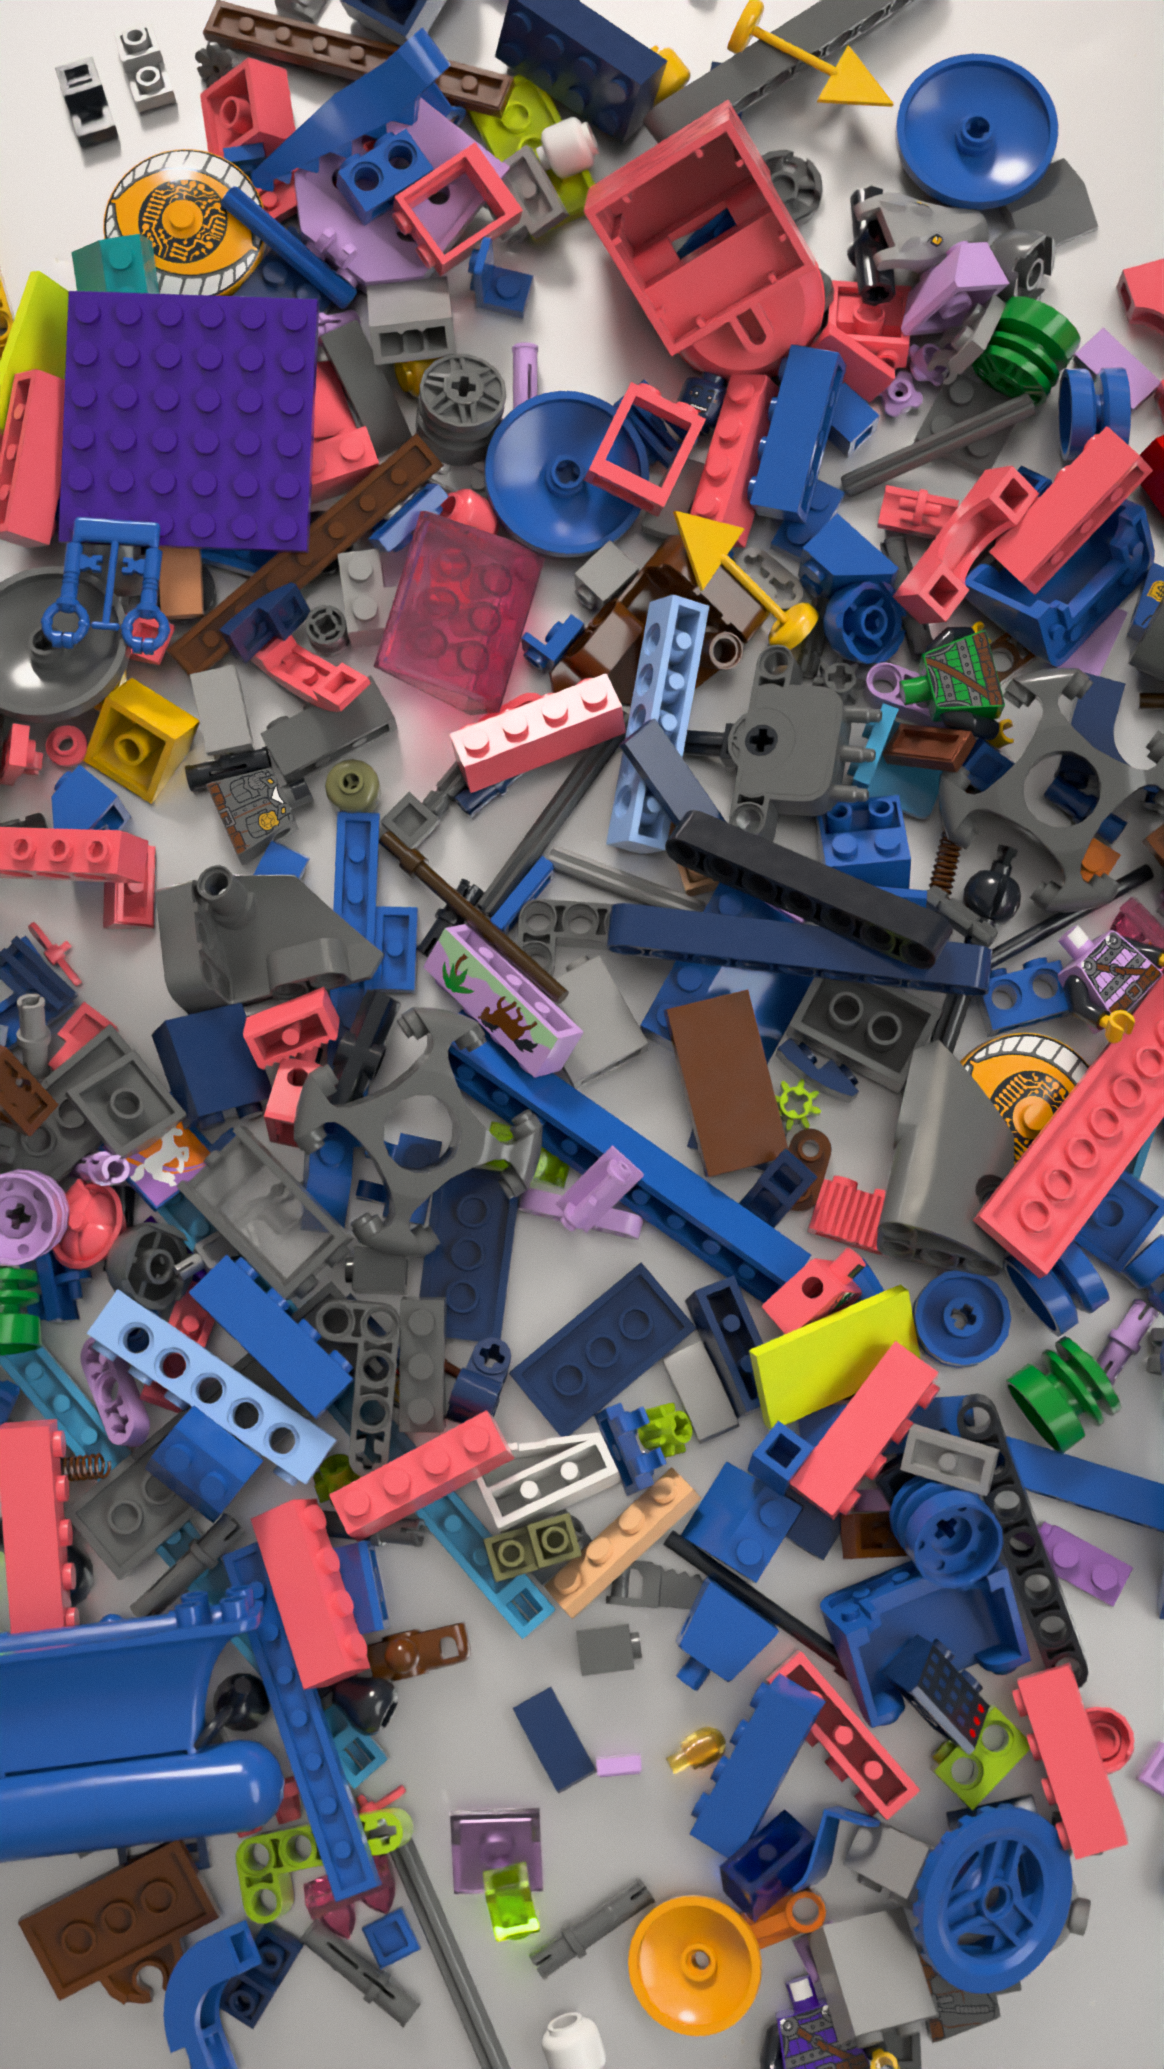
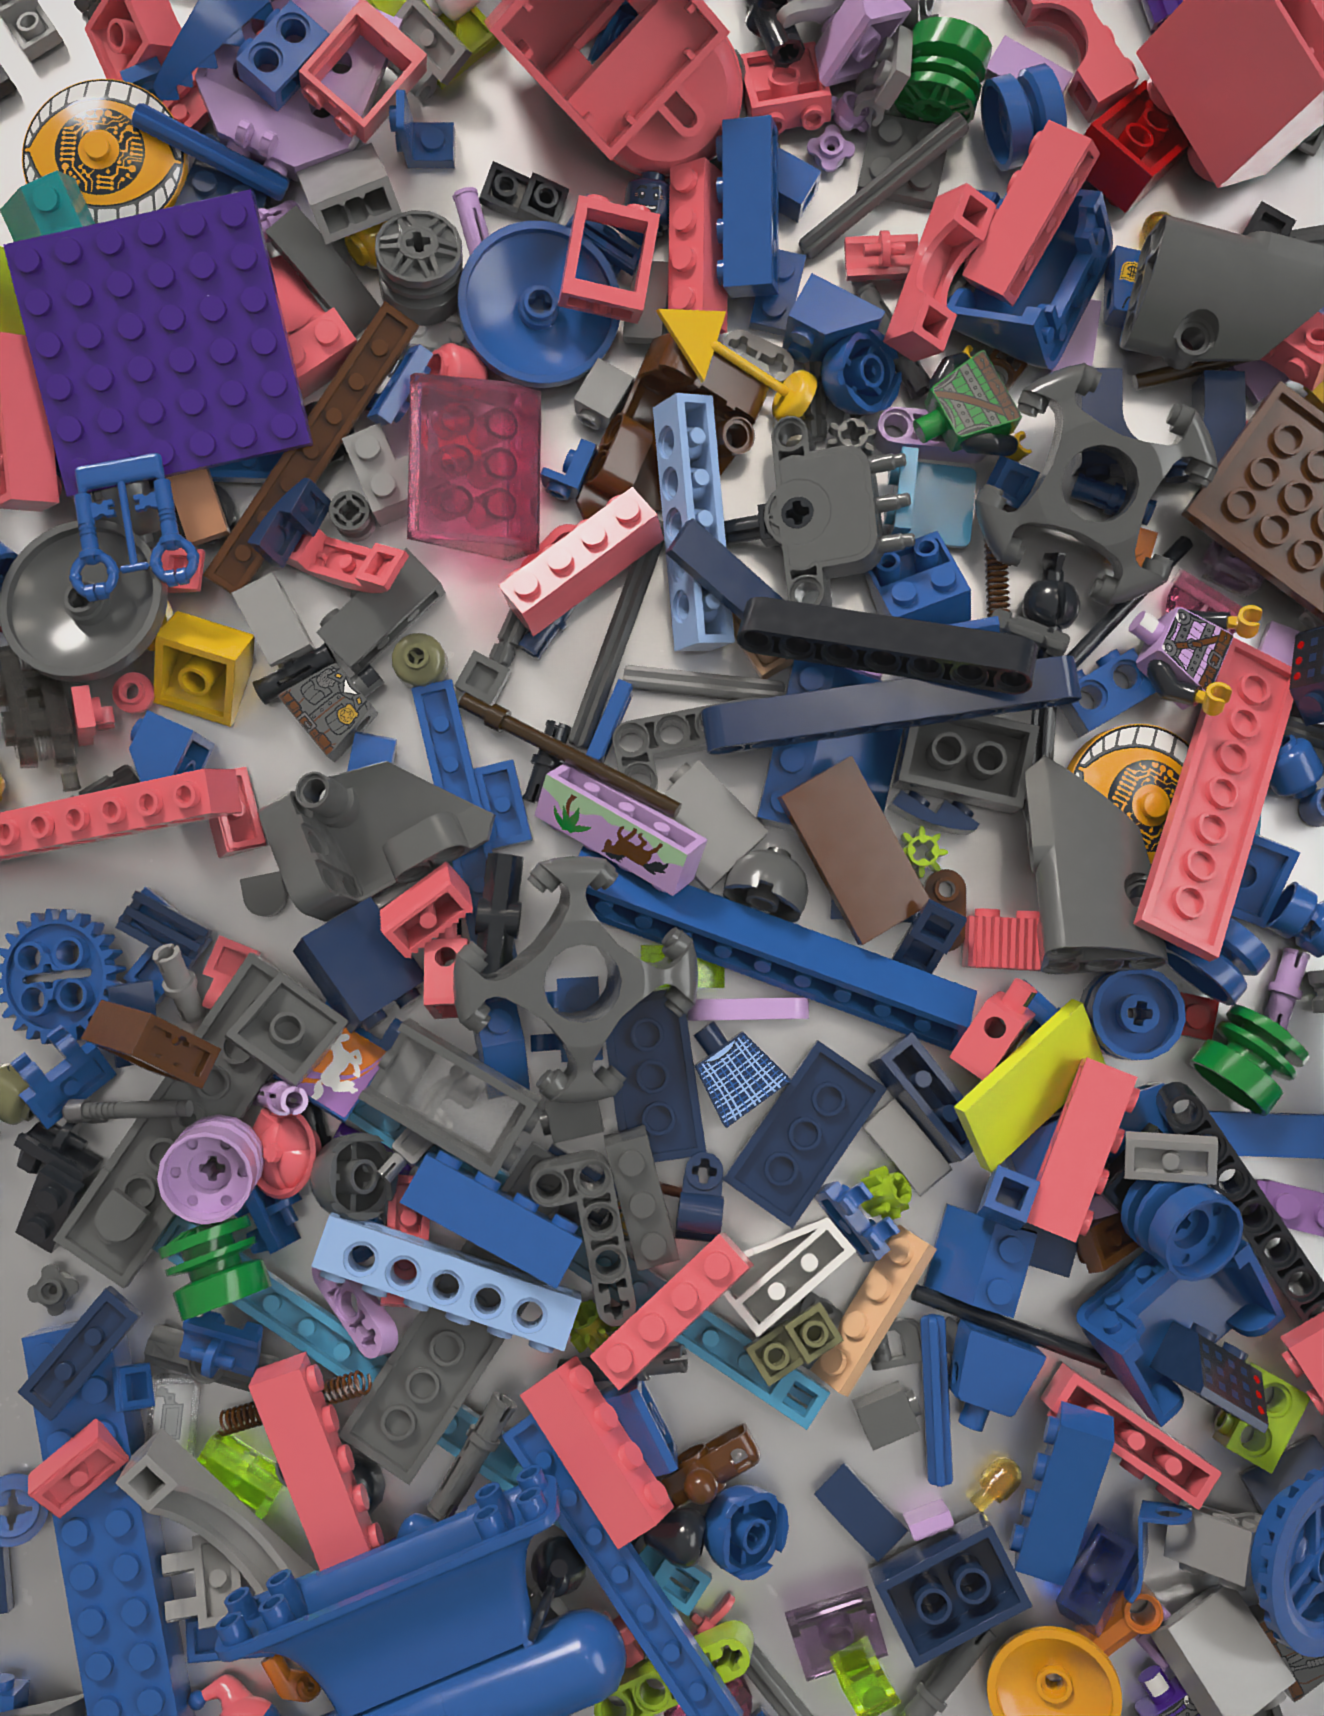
camera: 20 degrees left, 5 degrees up
(54, 953) = (179, 895): coral piece -> none
(139, 974) = (264, 894): none -> dark grey tile
(203, 1464) = (462, 1357): blue slope -> none
(434, 1719) = (745, 1530): none -> blue cylinder
(551, 1272) = (736, 1073): none -> dark blue torso
(581, 364) = (522, 196): none -> black slope
(598, 1190) = (762, 987): lavender hinge -> none
(619, 1834) = (949, 1588): none -> dark blue brick
(634, 1094) = (768, 883): none -> dark grey cylinder
(660, 1649) = (936, 1400): none -> blue axle
(864, 370) = (796, 131): coral slope -> none
(929, 747) = (957, 477): copper tile -> none
(1025, 1341) = (1200, 1016): none -> red plate

